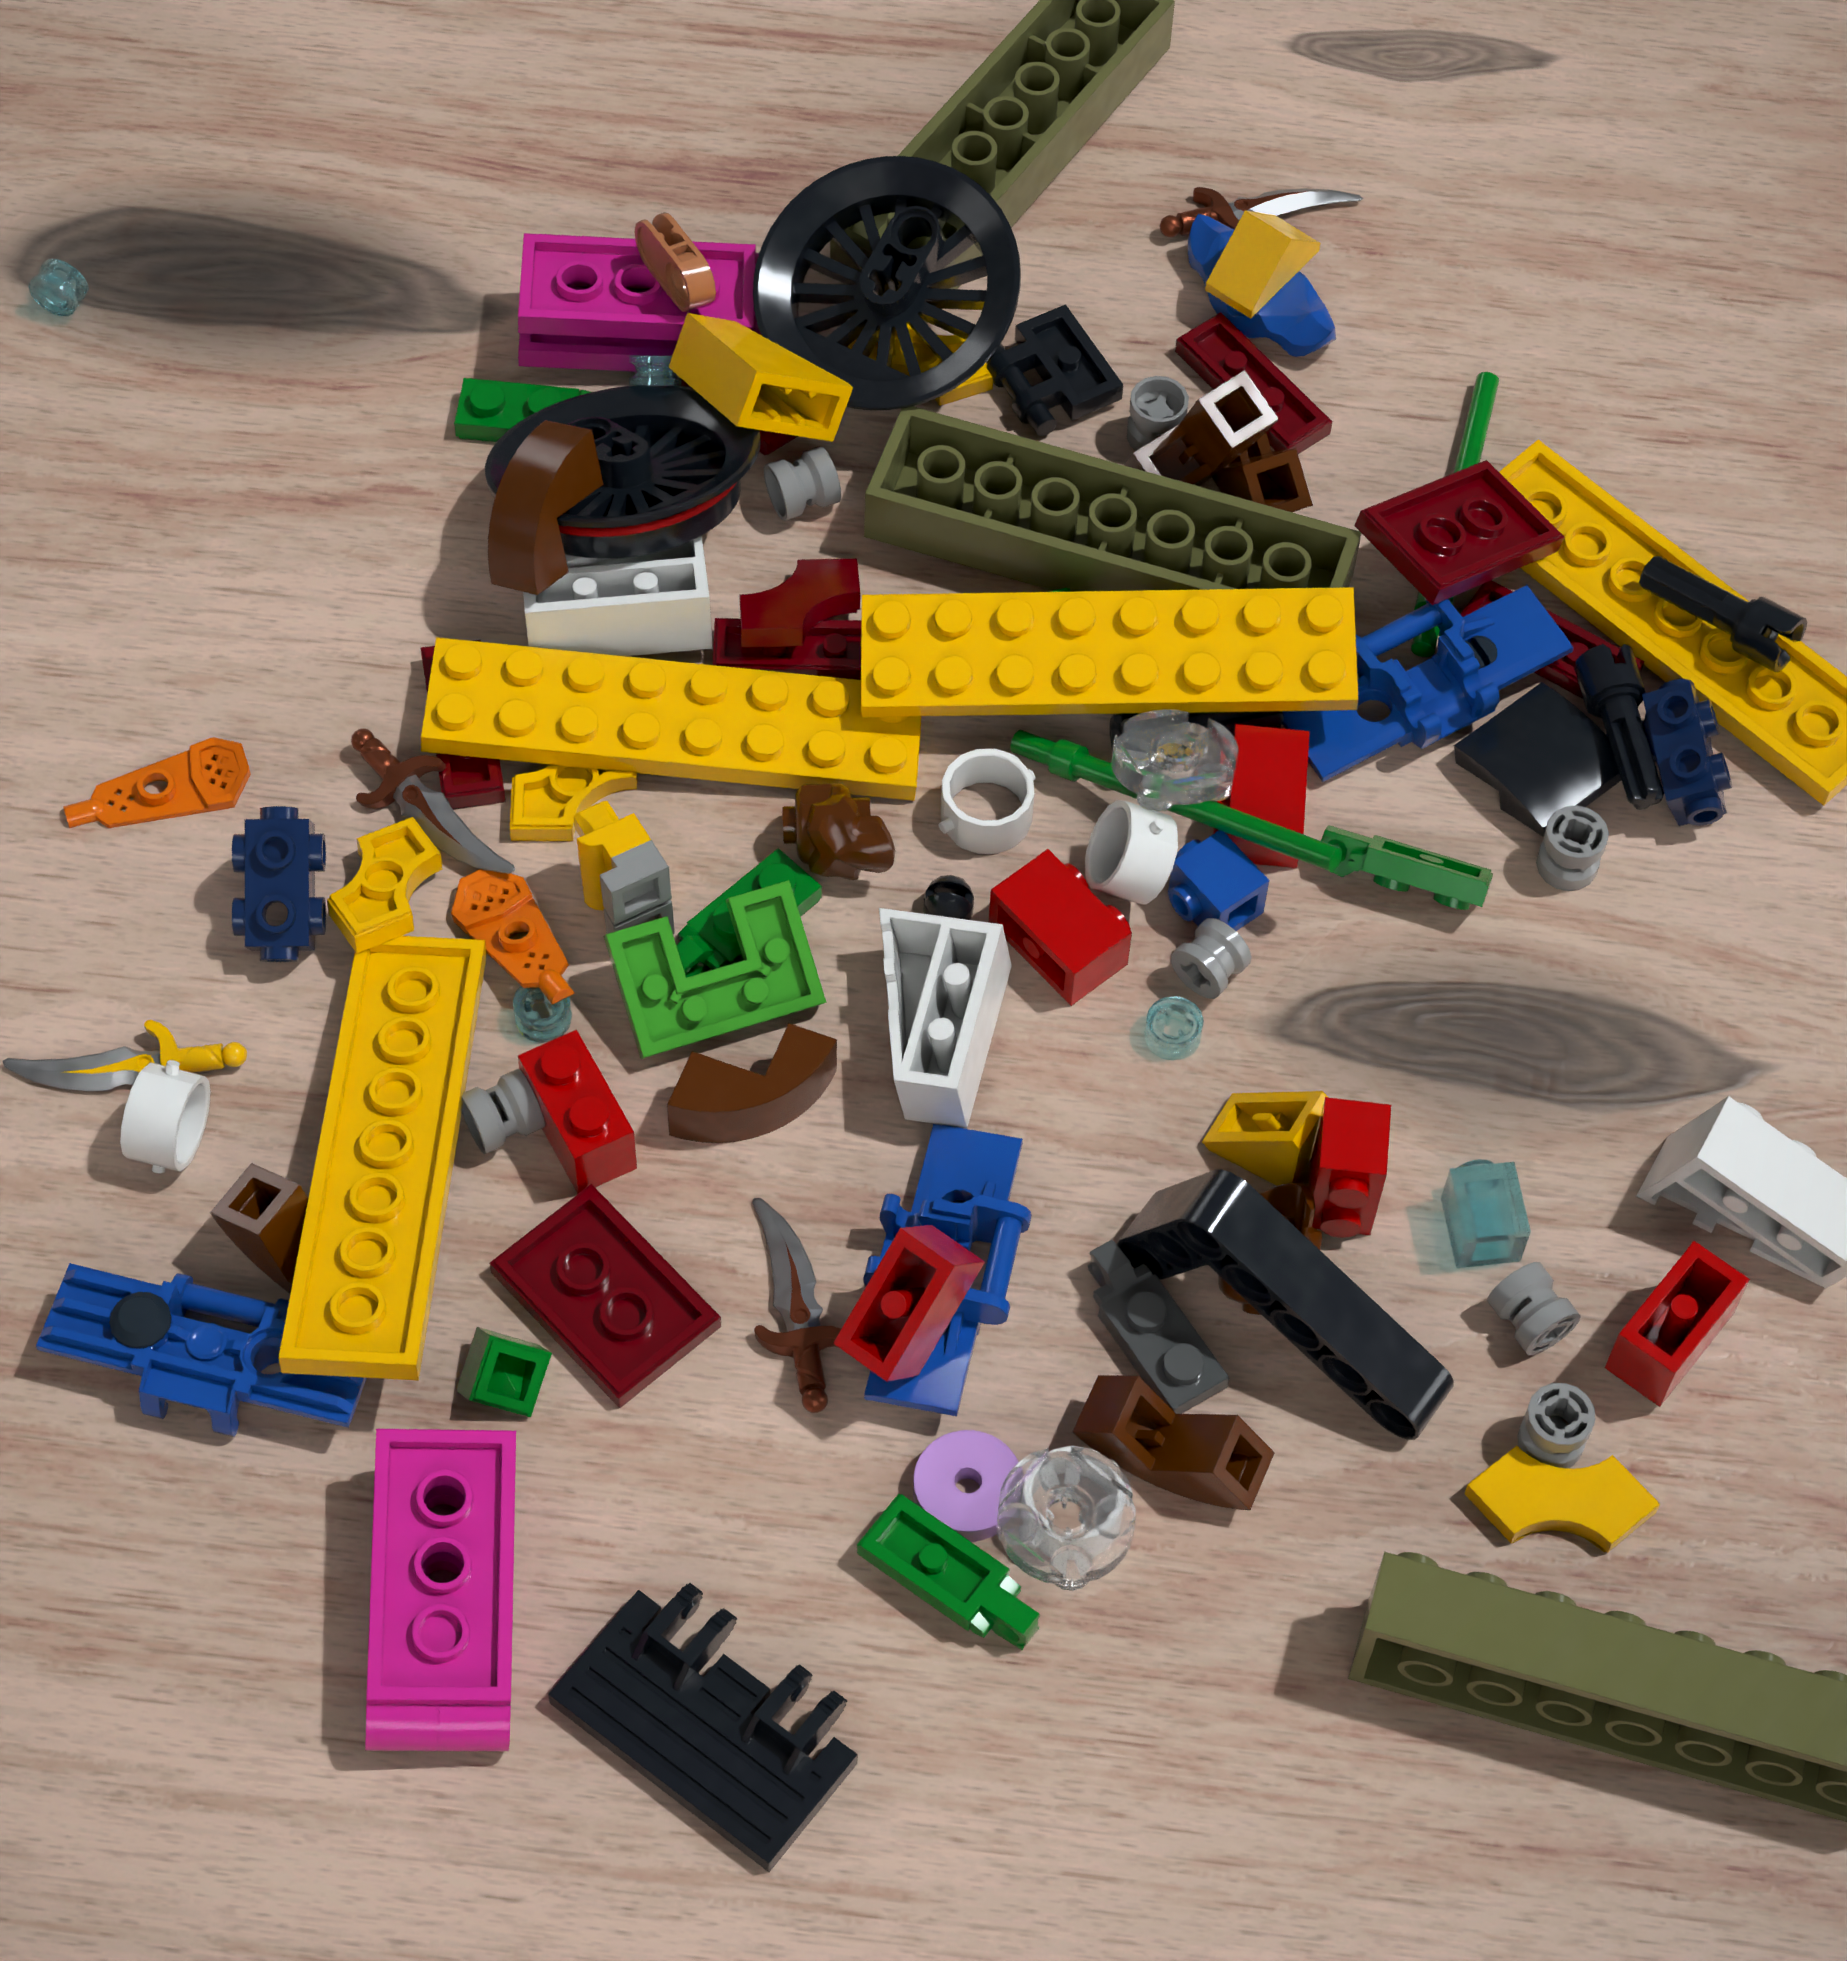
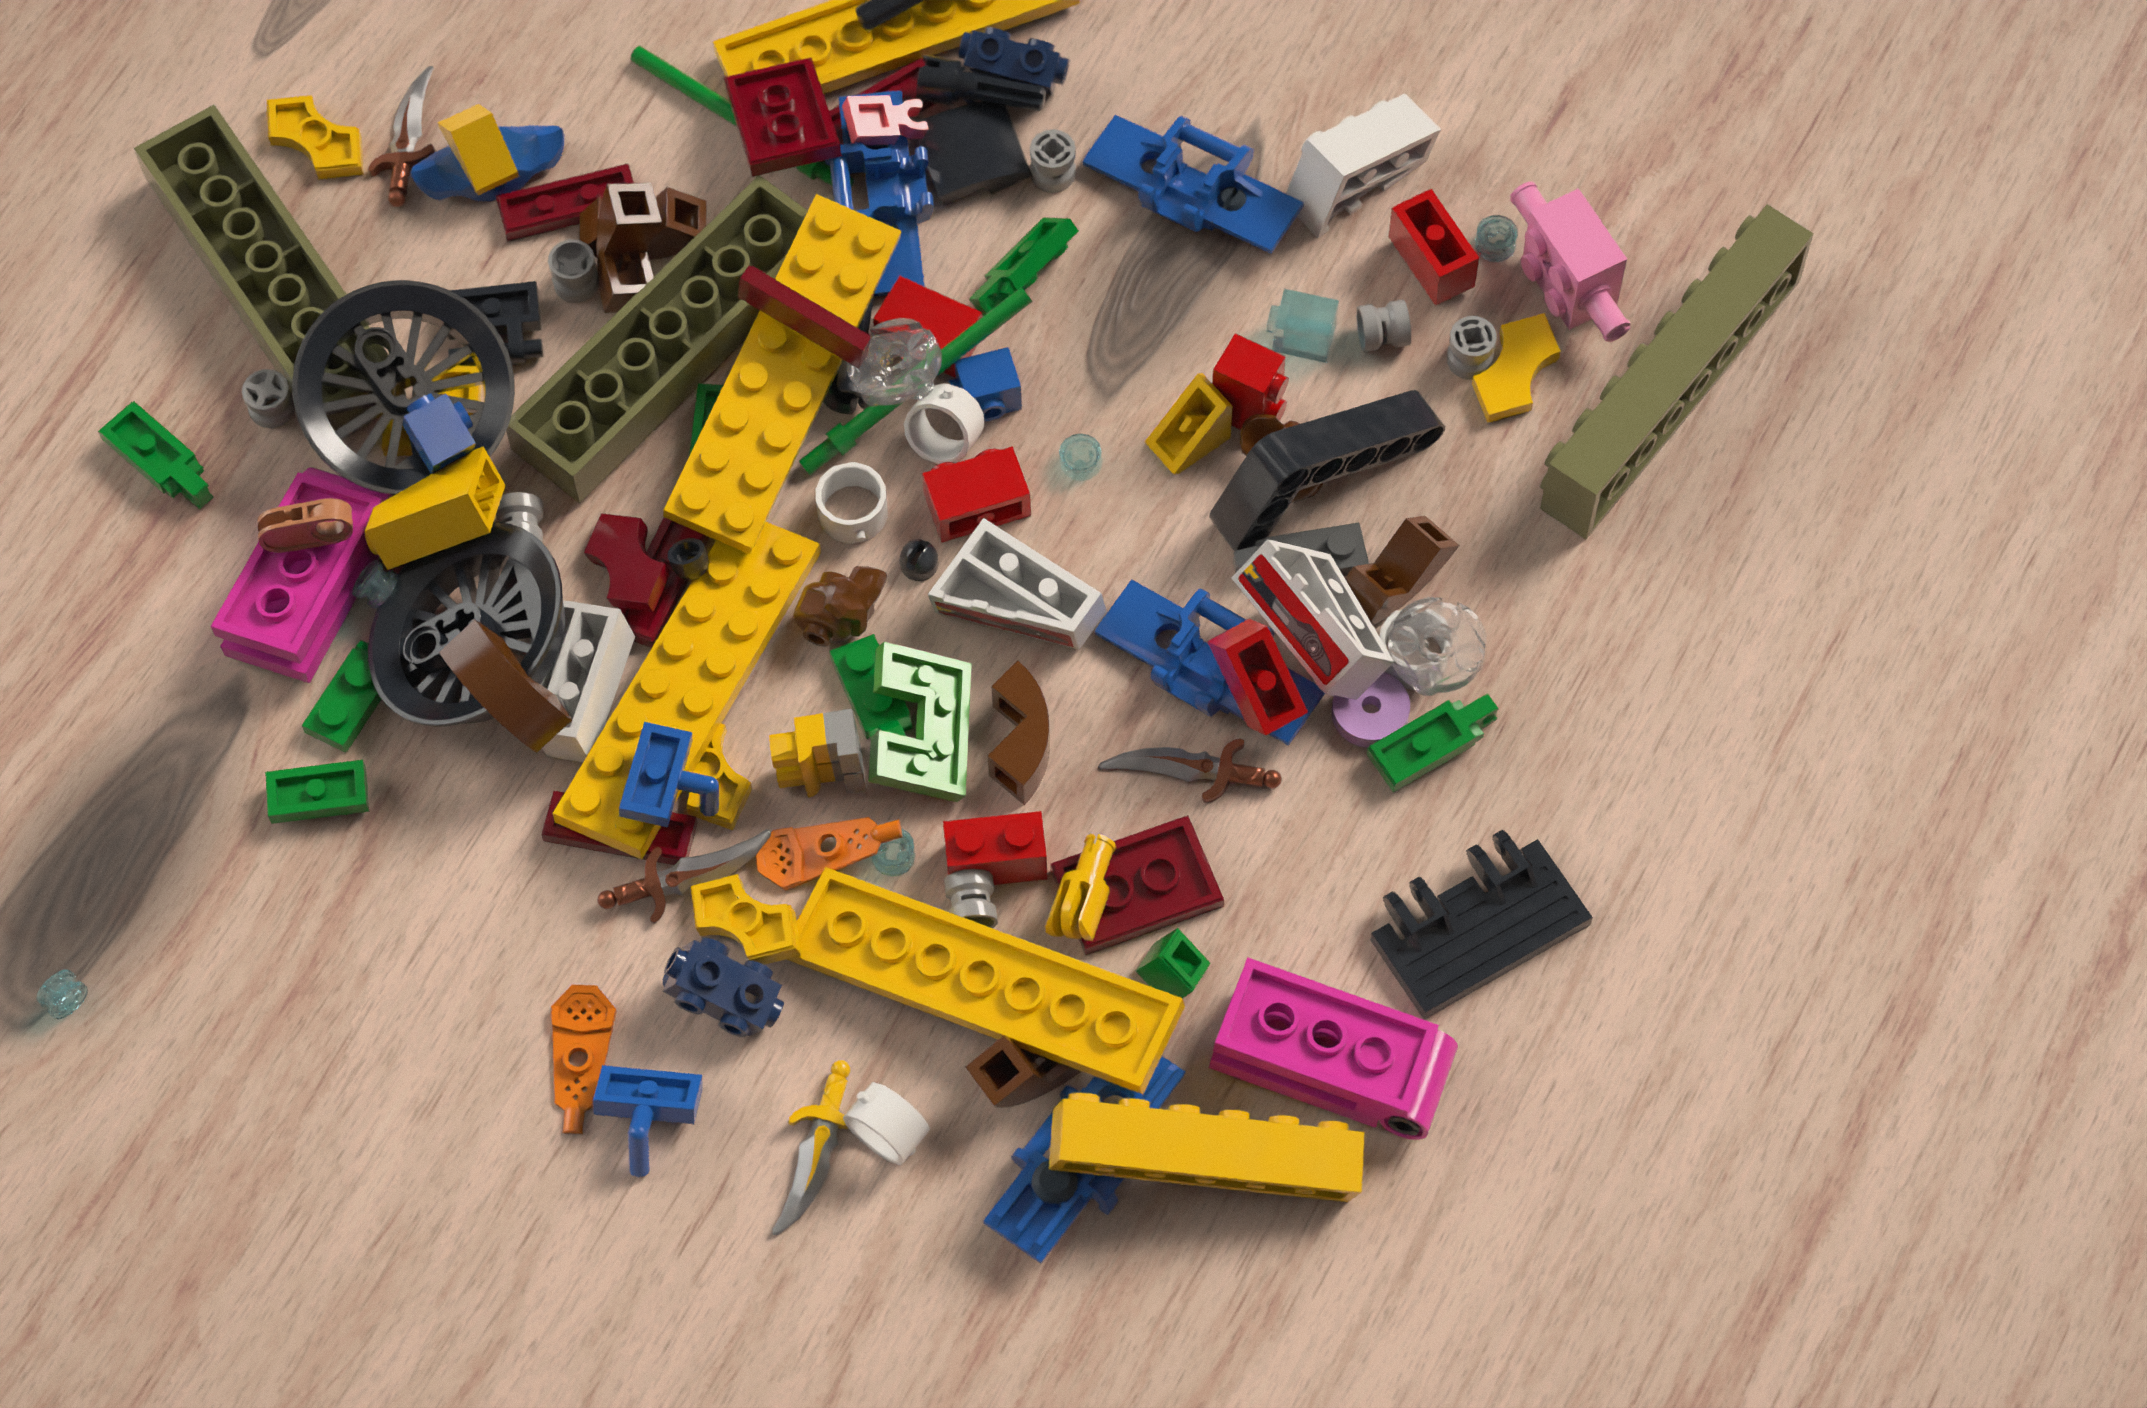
camera: 65 degrees left, 5 degrees up
(123, 862) = (646, 1097): none -> blue plate
(237, 1479) = (1206, 1148): none -> yellow brick
(388, 421) = (317, 791): none -> green plate
(512, 712) = (660, 773): none -> blue plate
(547, 1222) = (1082, 892): none -> yellow arm
(737, 132) = (156, 454): none -> green hinge
(824, 654) = (688, 558): none -> black hinge
(841, 330) = (439, 430): none -> brick
(1044, 1352) = (1315, 616): none -> white wedge
(1169, 626) = (804, 316): none -> dark red tile
(1205, 144) = (329, 146): none -> yellow tile
(1211, 958) = (1042, 411): light grey wheel -> none
(1507, 627) = (879, 123): none -> plate
(1607, 1021) = (1187, 196): none -> blue piece
(1742, 1499) = (1572, 260): none -> bright pink brick
(1764, 1402) = (1491, 227): none -> clear light blue bush

